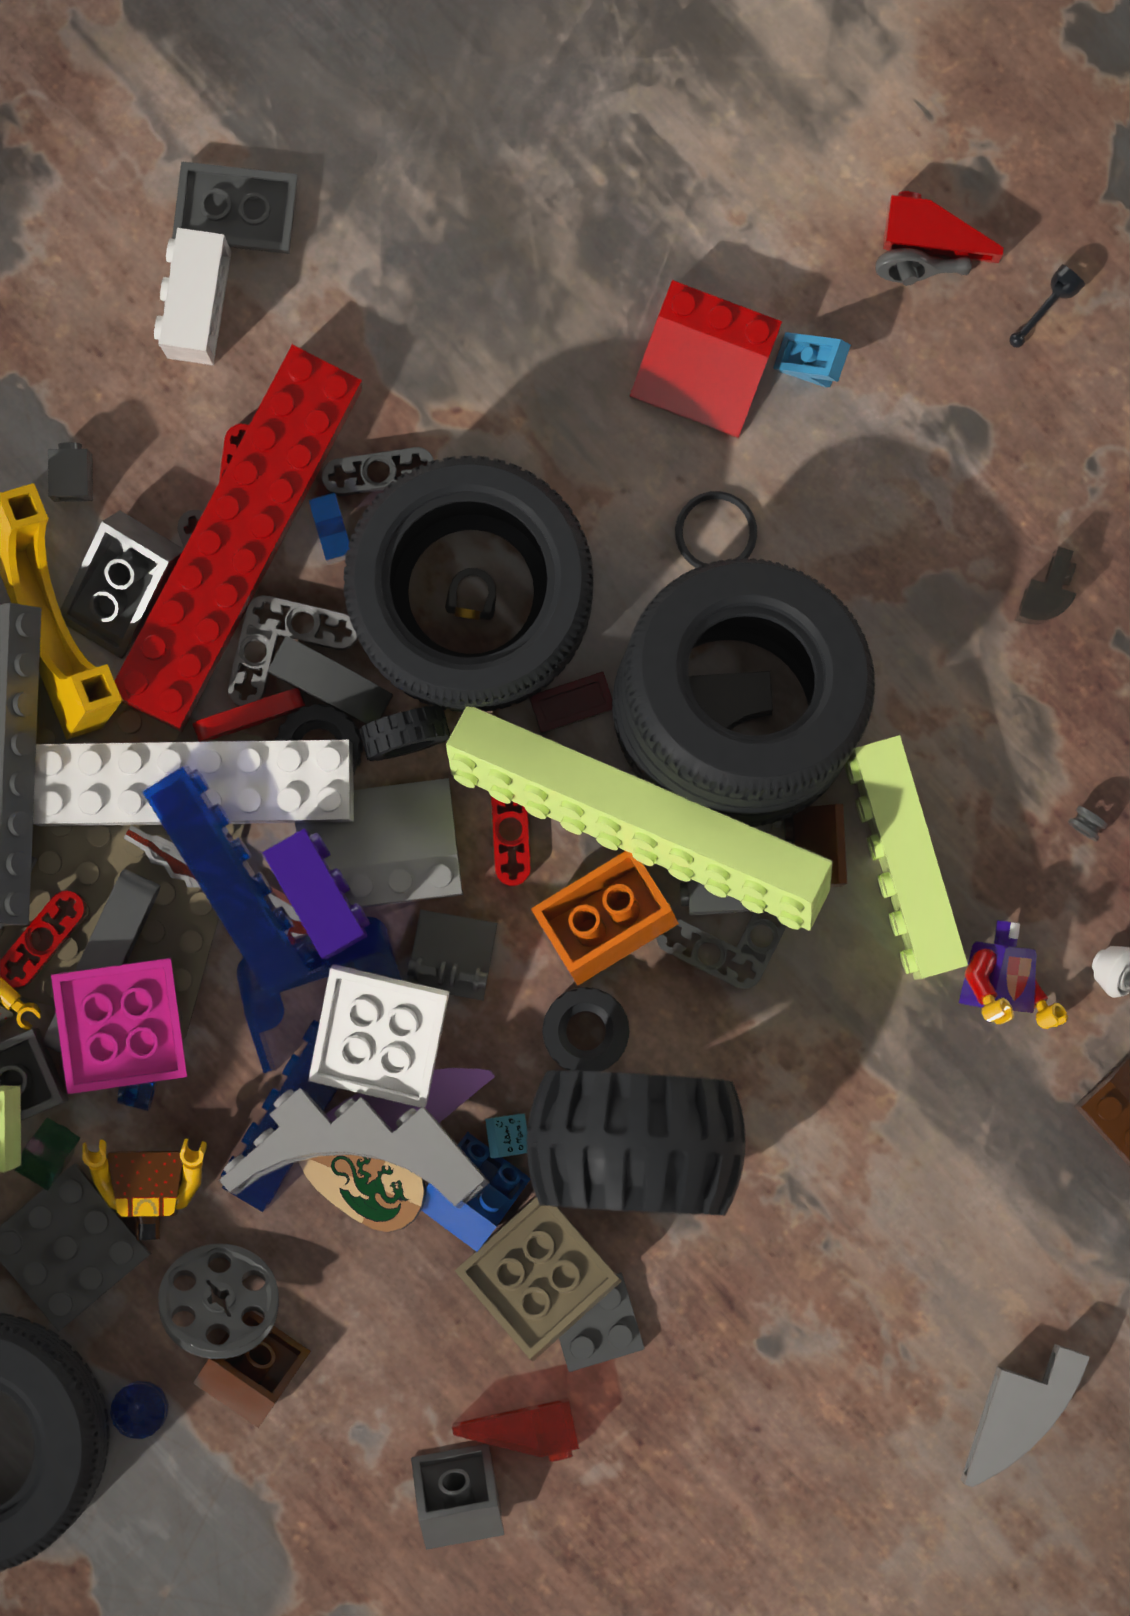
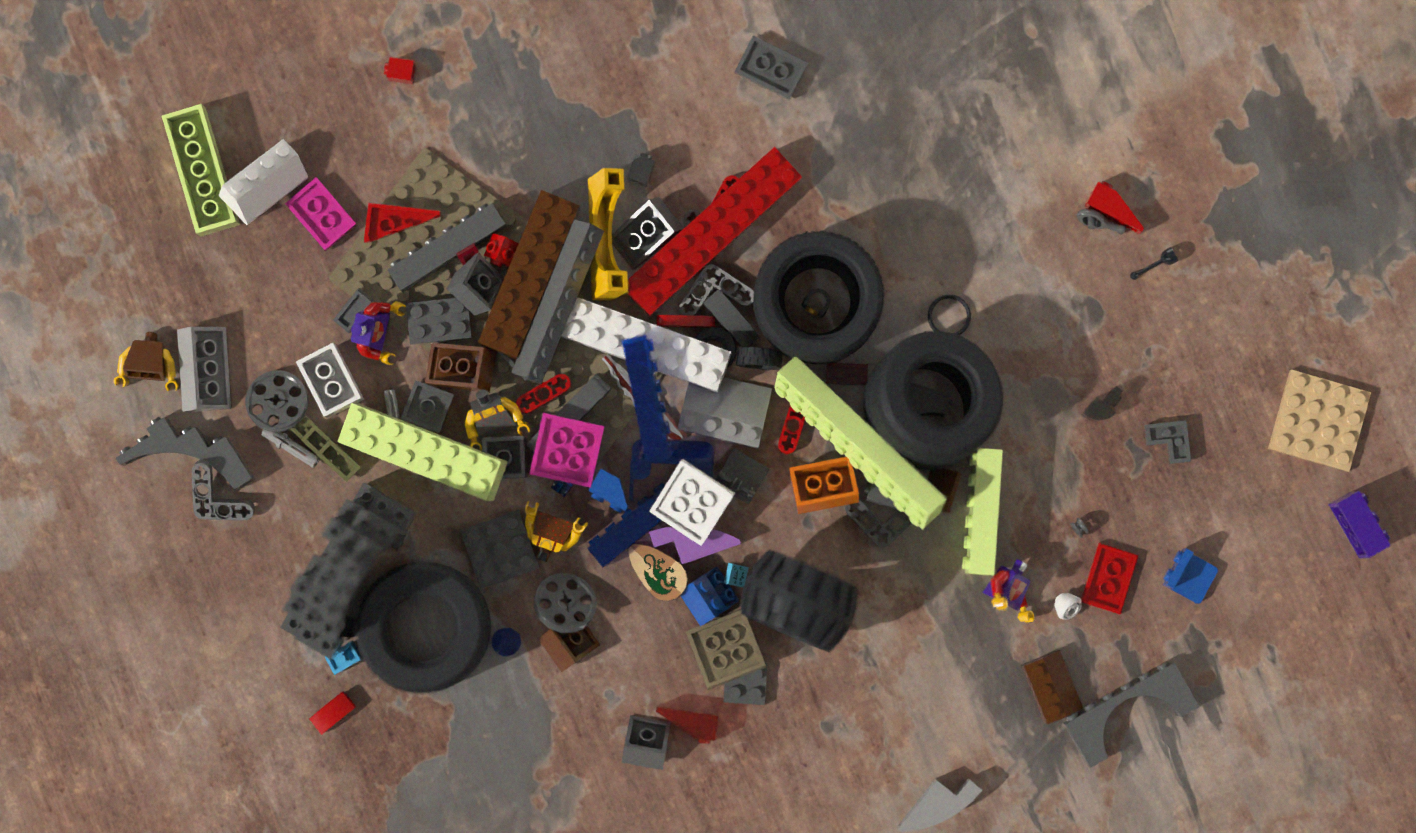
camera: 25 degrees right, 0 degrees up
(47, 1153) = (508, 499): clear green brick -> none
(193, 296) = (734, 104): white brick -> none
(224, 1066) = (610, 489): none -> blue slope
(308, 1133) = (638, 536): light grey arch -> none
(317, 893) = (688, 421): dark purple brick -> none
(330, 527) = (760, 240): clear blue piece -> none
(348, 463) = (779, 216): dark grey beam -> none
(586, 1000) = (801, 523): black tyre -> none
(705, 358) = (975, 228): red slope -> none
(812, 358) = (1028, 247): dark azure slope -> none

